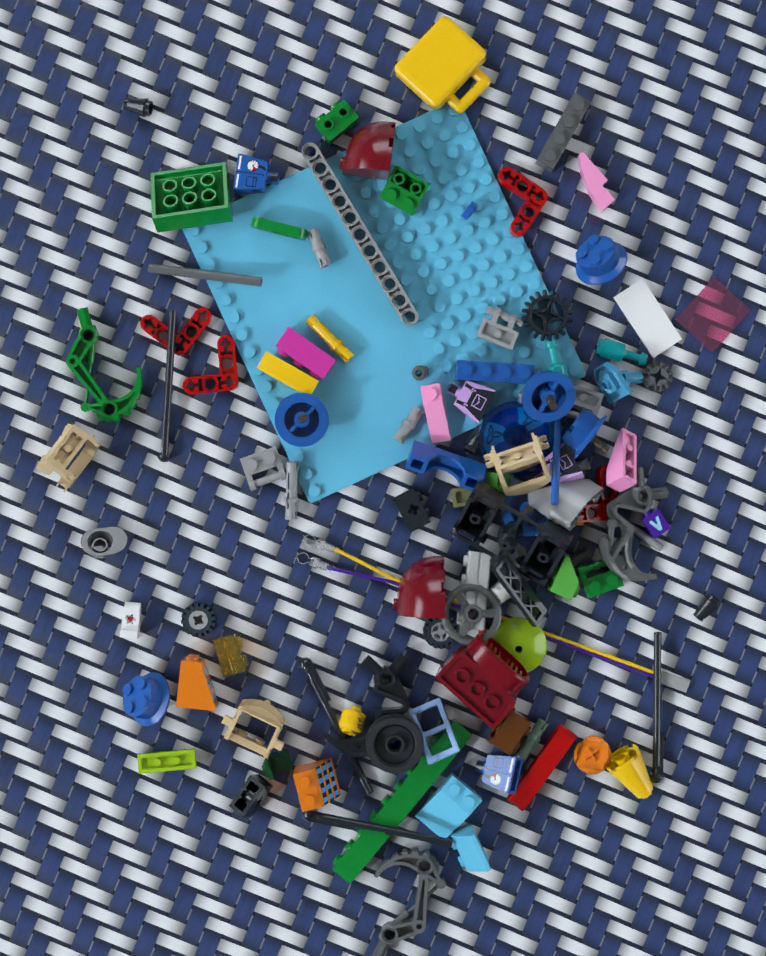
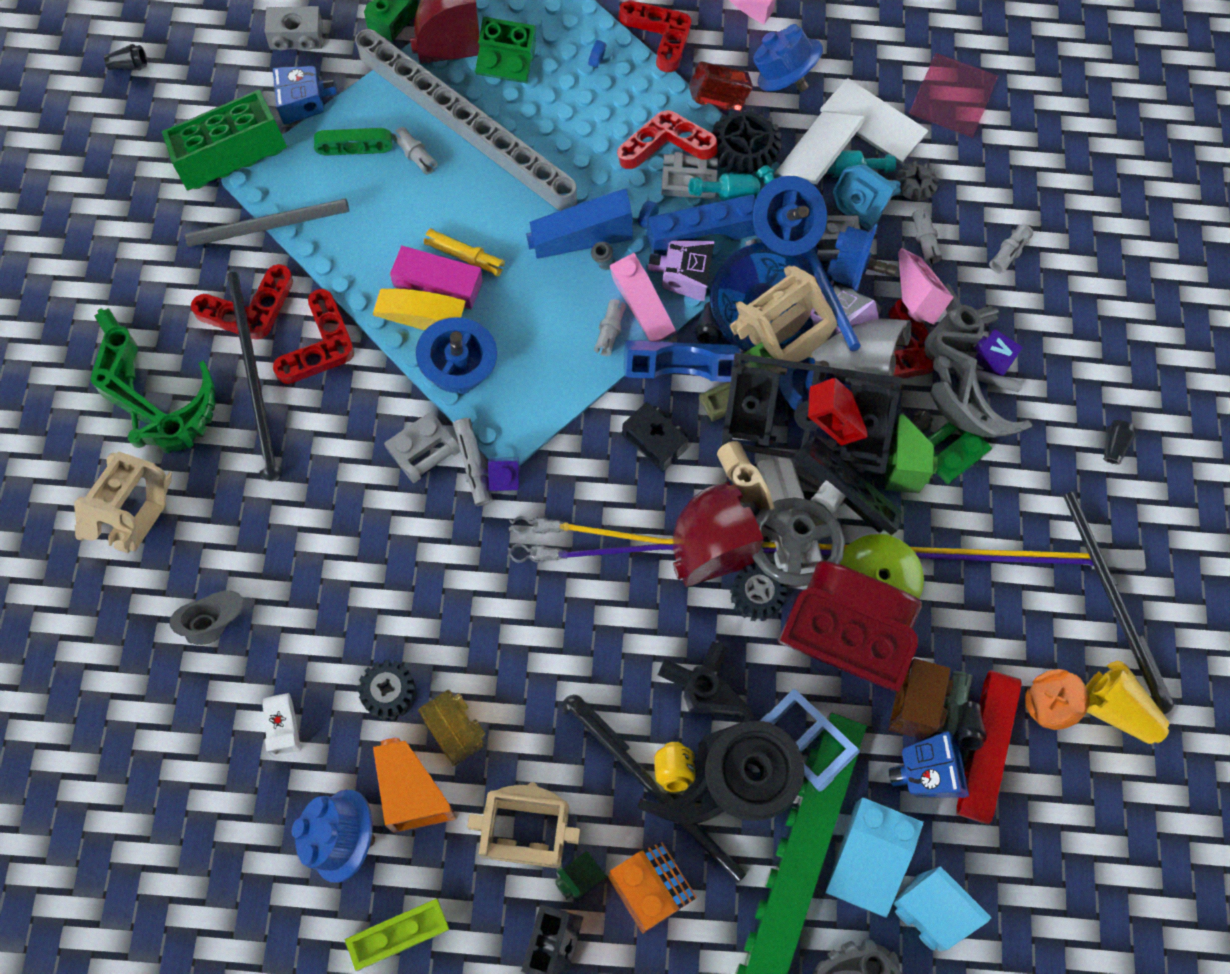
camera: 20 degrees left, 20 degrees down
(254, 109) = (294, 28): none -> light grey brick
(308, 506) = (503, 474): none -> dark purple brick
(347, 823) = (723, 933): black bar -> none
(411, 348) = (583, 226): none -> blue slope
(453, 553) = (745, 475): none -> tan panel
(461, 351) = (648, 209): none -> blue tile
(493, 290) = (635, 152): none -> red beam
(522, 349) = (728, 186): none -> teal piece
(522, 547) = (836, 411): none -> red slope
(531, 757) = (970, 728): none -> black cone
(545, 265) = (720, 86): none -> clear red brick
(597, 333) = (820, 146): none -> white piece
(645, 421) = (926, 236): none -> light grey pin
(699, 449) = (1011, 248): none -> light grey pin

